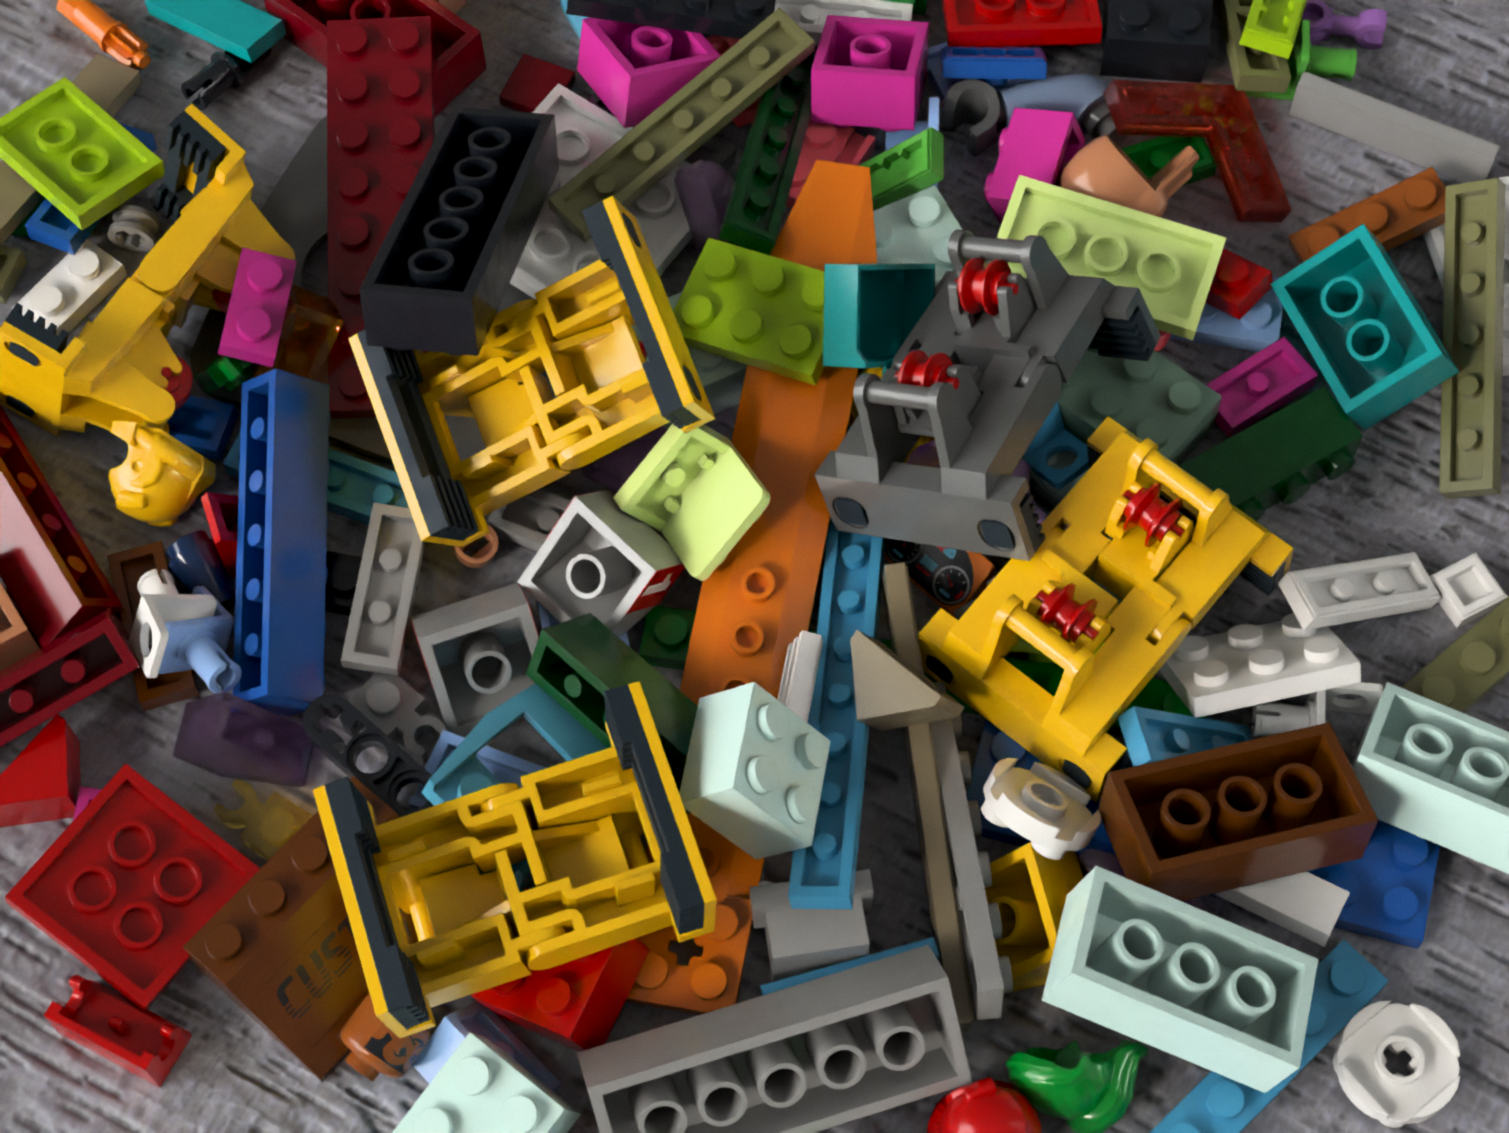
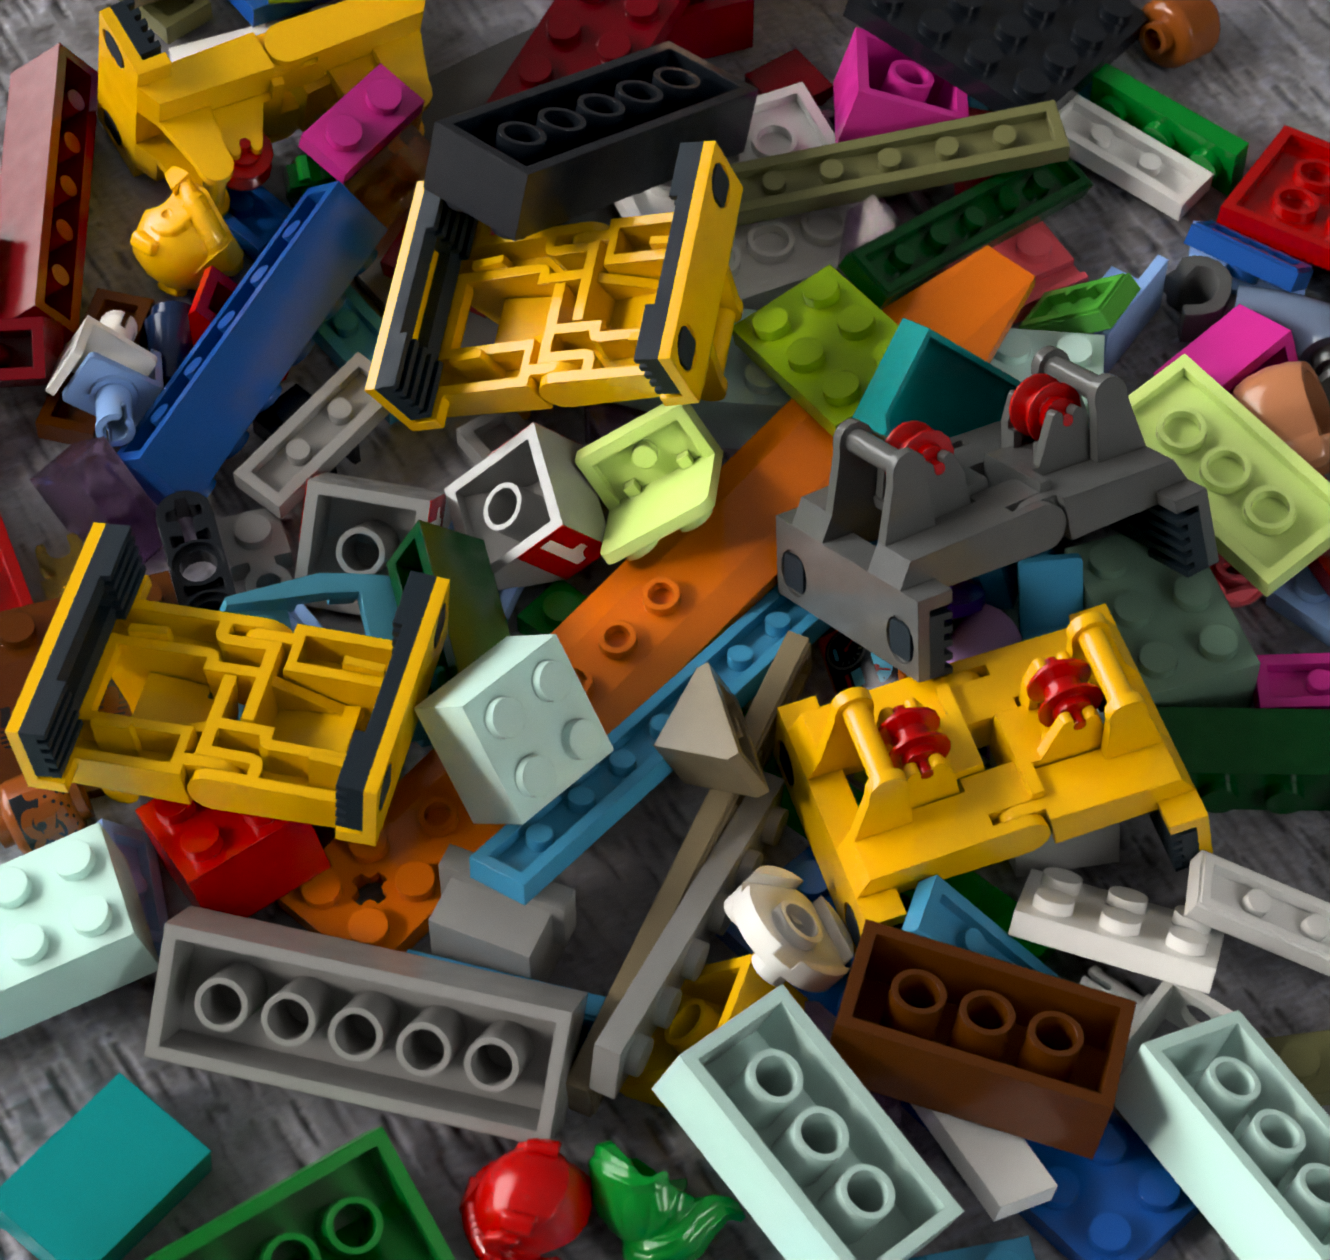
camera: 30 degrees right, 10 degrees down
(483, 556) = (433, 441): nougat hinge -> none
(800, 673) = (637, 688): white tile -> none
(869, 73) = (1116, 208): dark pink brick -> none

